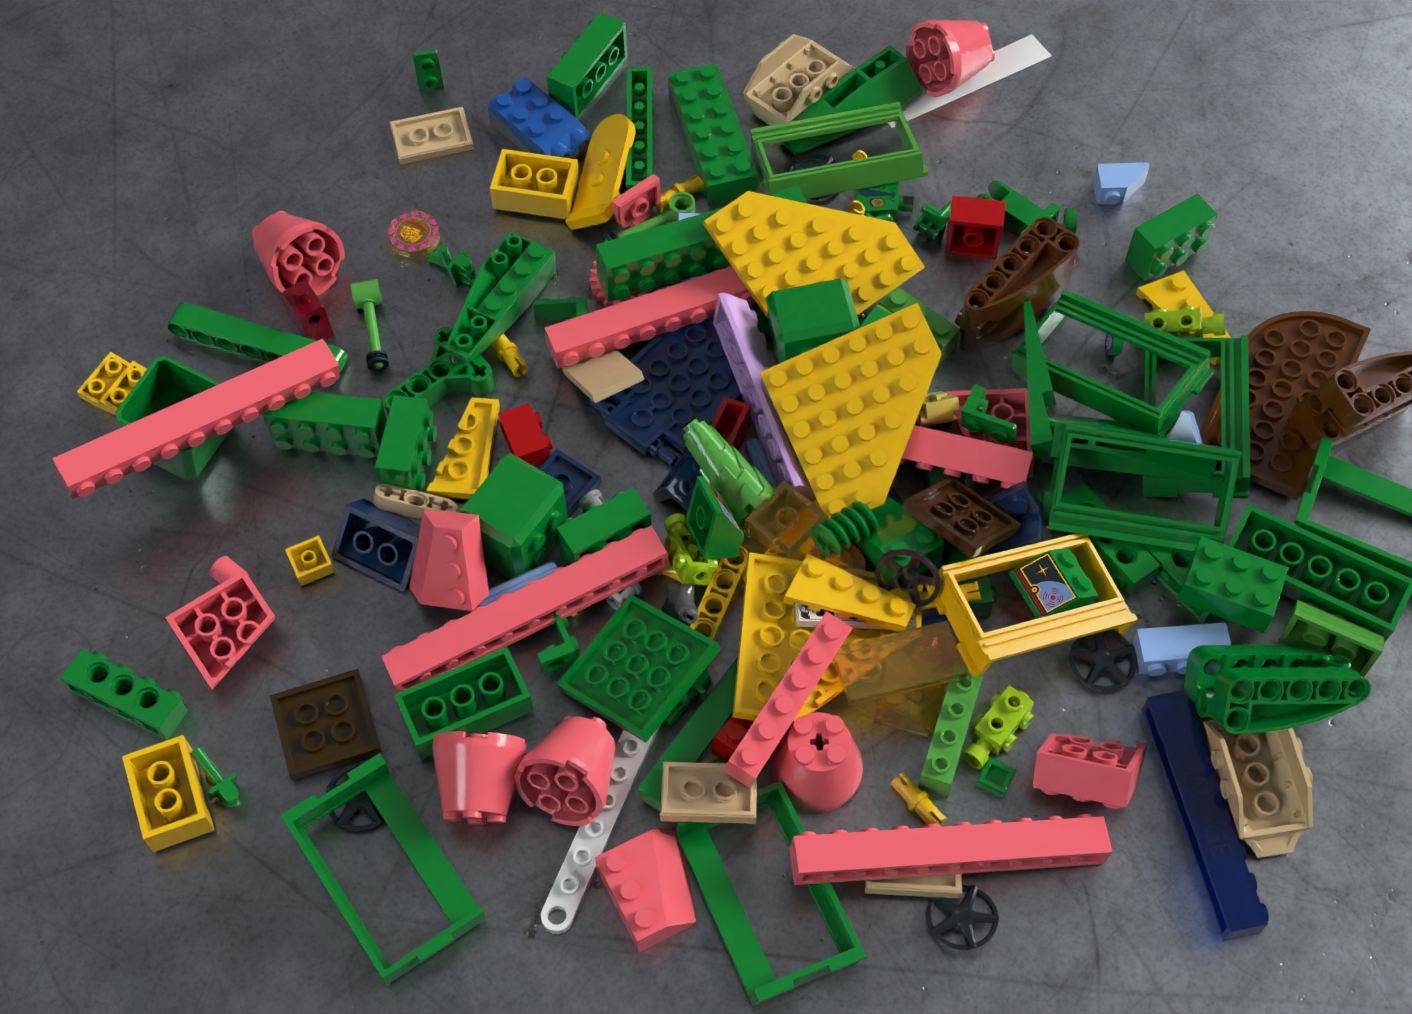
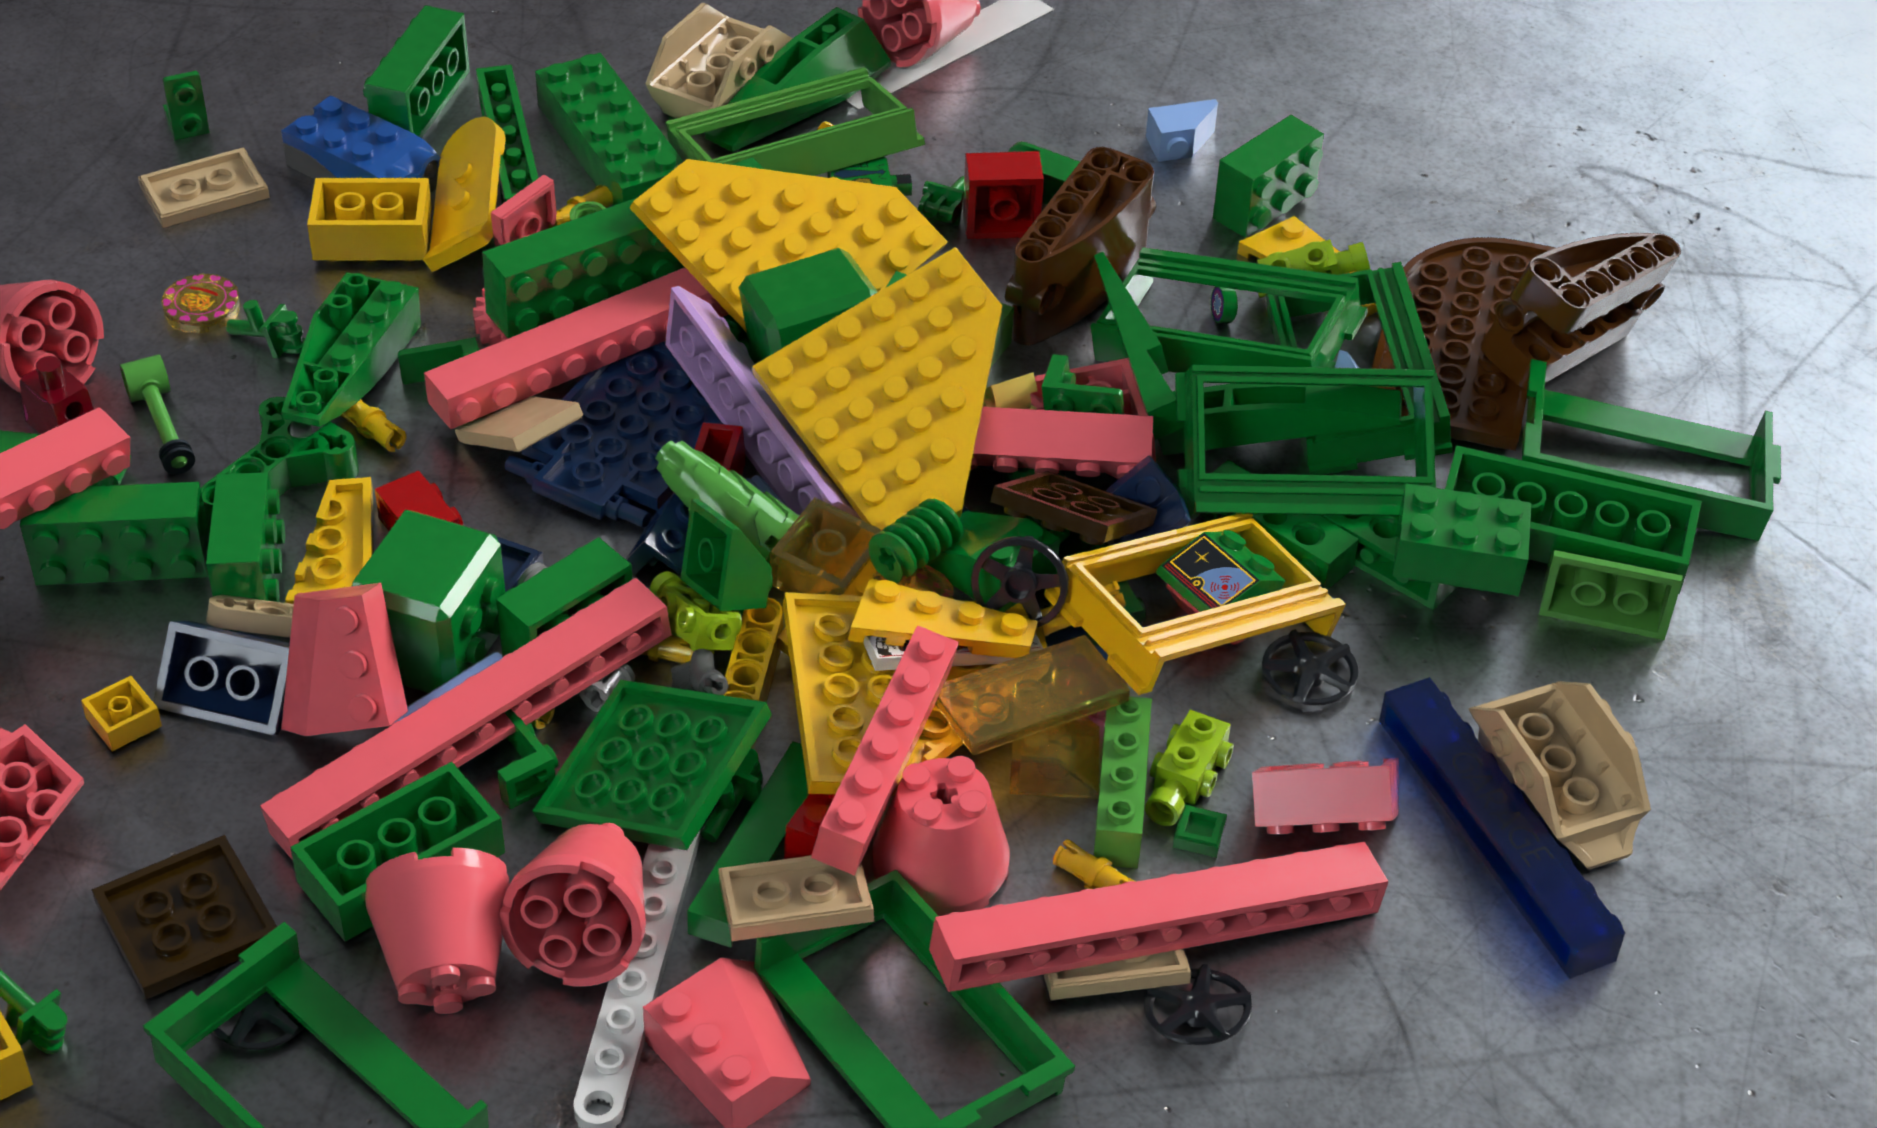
camera: 15 degrees left, 15 degrees down
(1168, 648) = (1414, 635): light blue brick -> none
(1270, 695) = (1544, 647): green panel -> none

